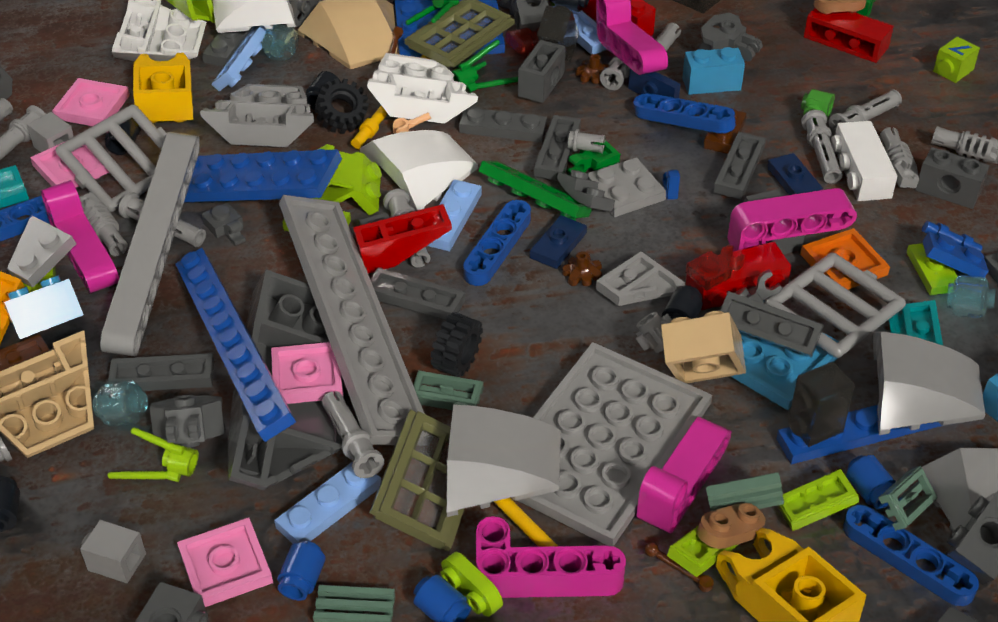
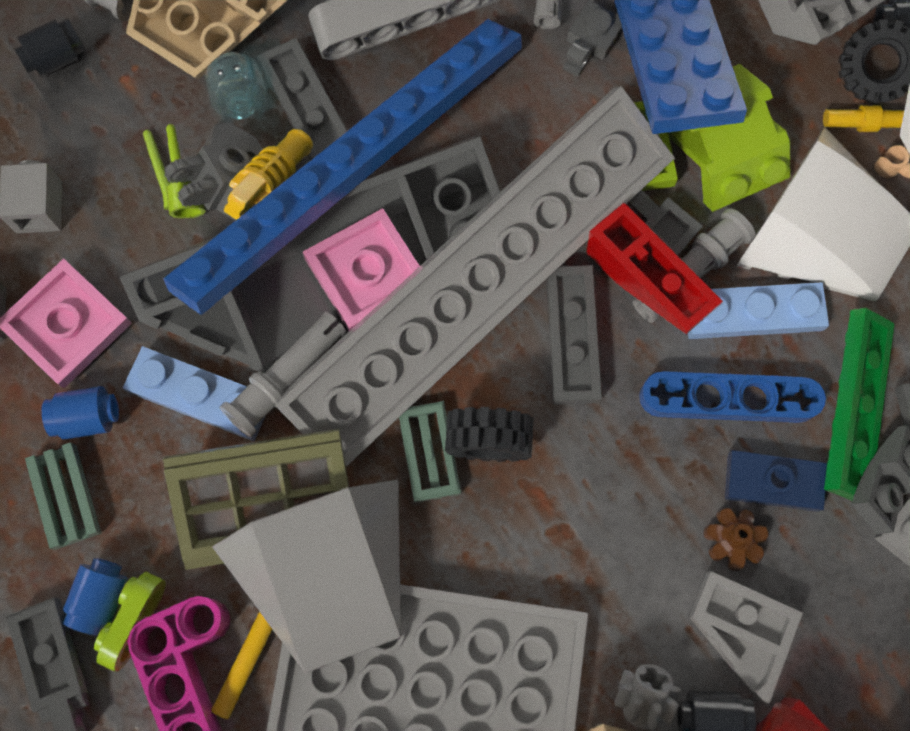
camera: 65 degrees right, 30 degrees up
(209, 385) = (267, 172): none -> yellow hinge

